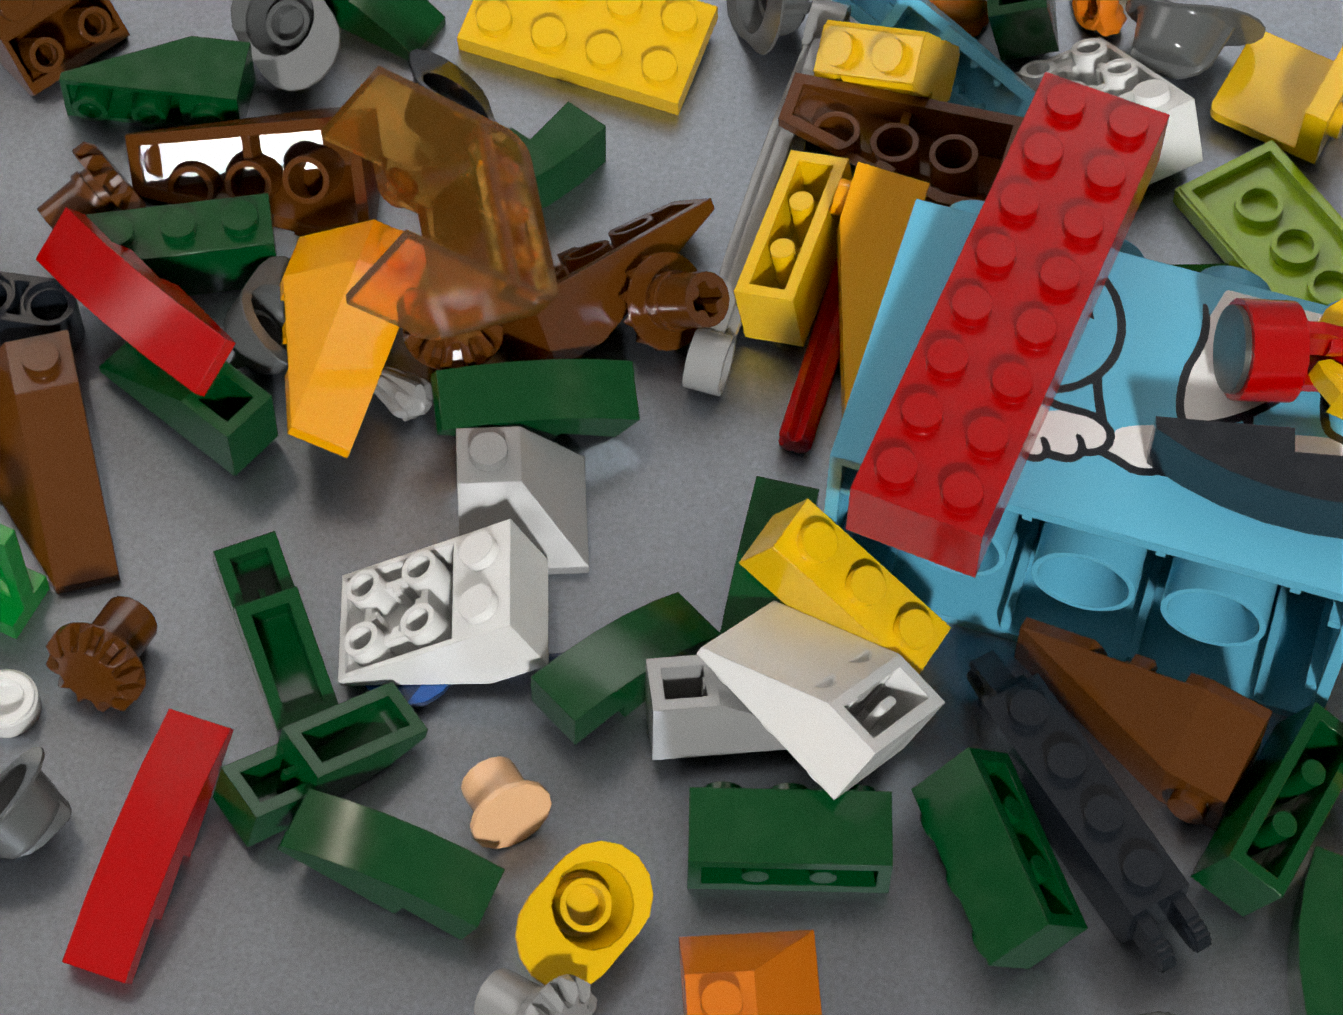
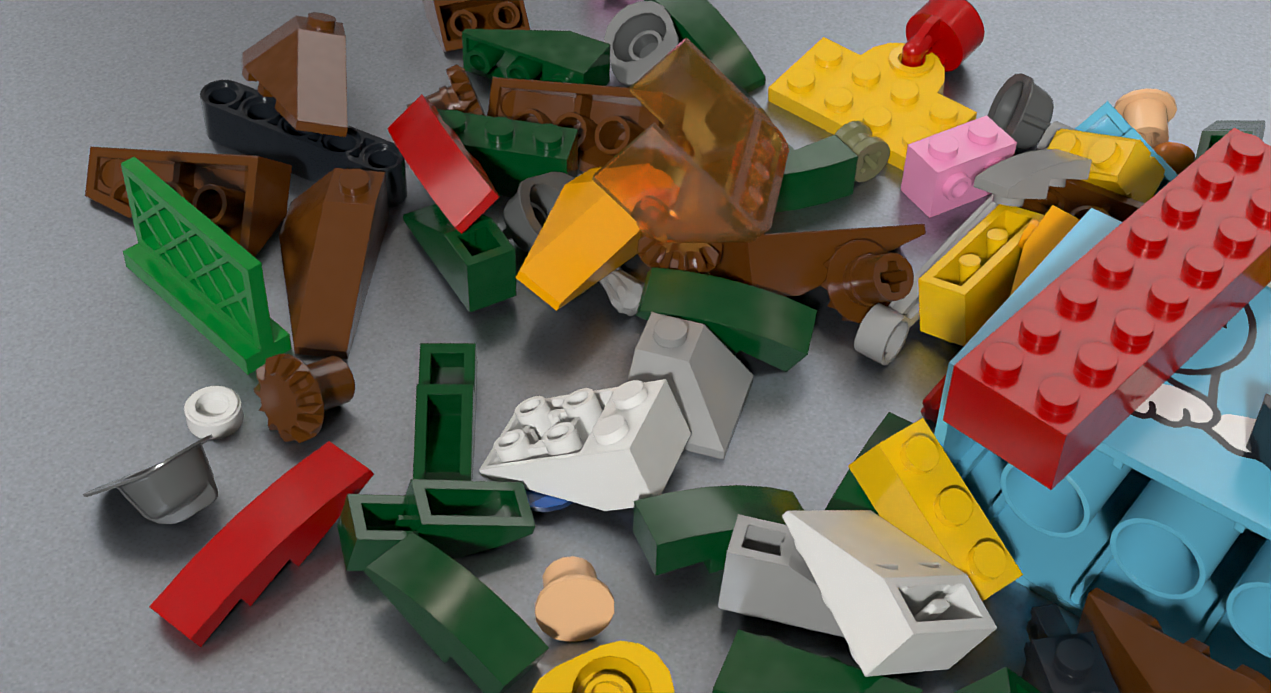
camera: 20 degrees right, 15 degrees down
(601, 101) = (871, 151): none -> olive wheel
(720, 95) = (944, 166): none -> bright pink brick
(812, 106) = (1031, 175): none -> light grey slope

